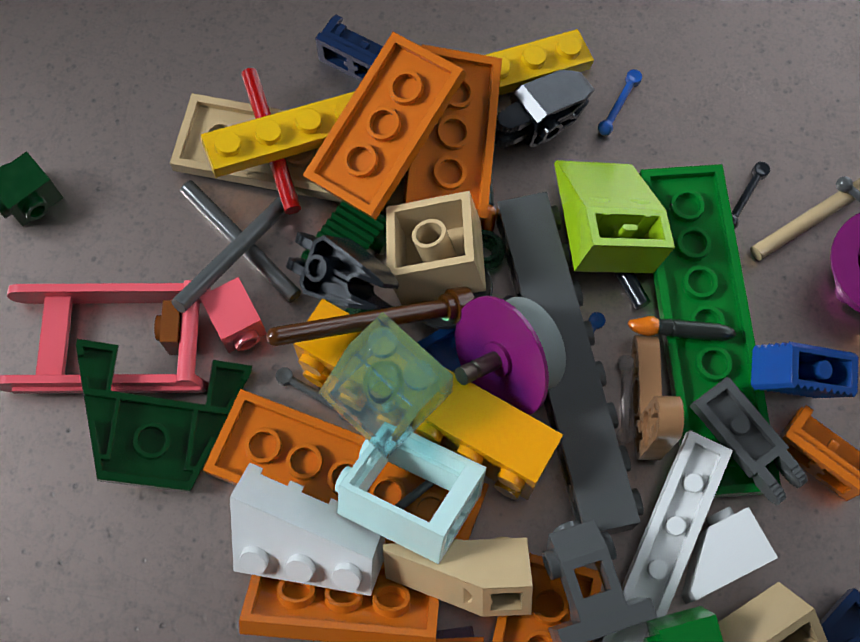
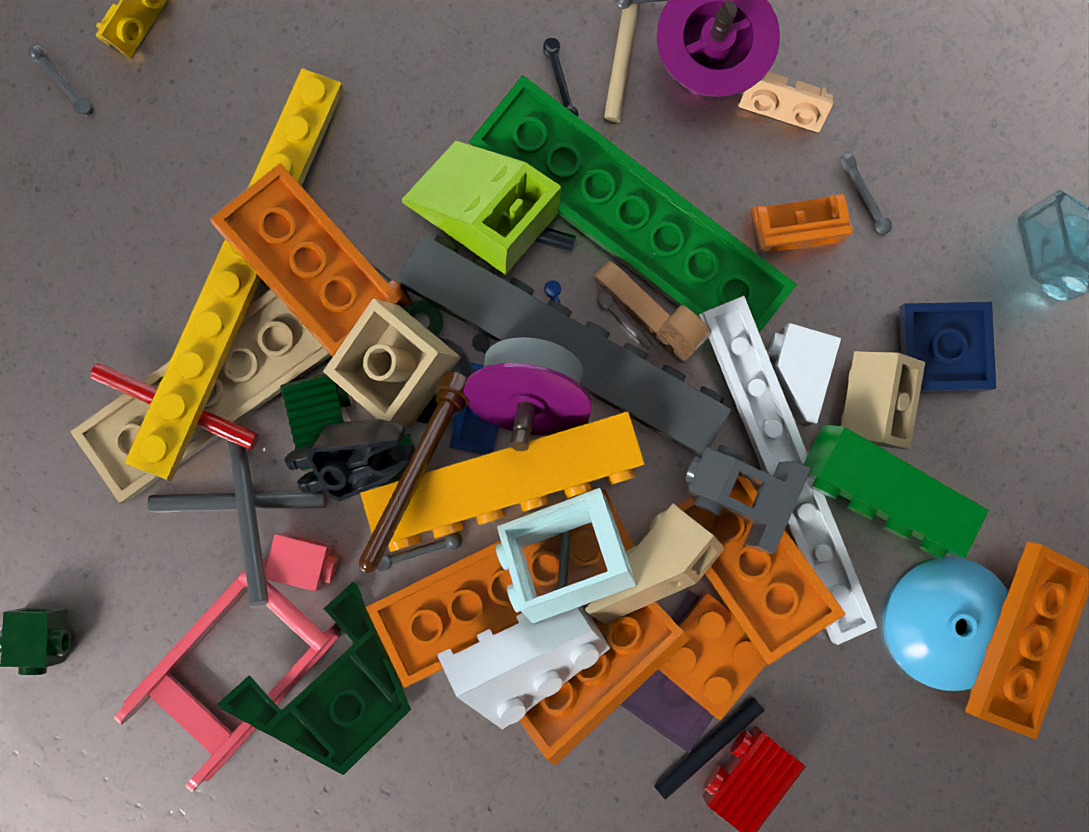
camera: 45 degrees left, 15 degrees up
(168, 328) = (264, 621): dark orange plate -> none
(346, 49) = (159, 263): dark blue hinge -> none
(384, 125) = (254, 311): orange plate -> none
(386, 385) = (477, 511): clear light blue slope -> none
(543, 108) = (347, 165): black hinge -> none
(632, 80) = (385, 67): blue hinge -> none
(681, 328) = (617, 242): pearl dark grey piece -> none
(750, 436) = (741, 273): dark grey hinge -> none
(804, 370) = (735, 184): blue brick -> none

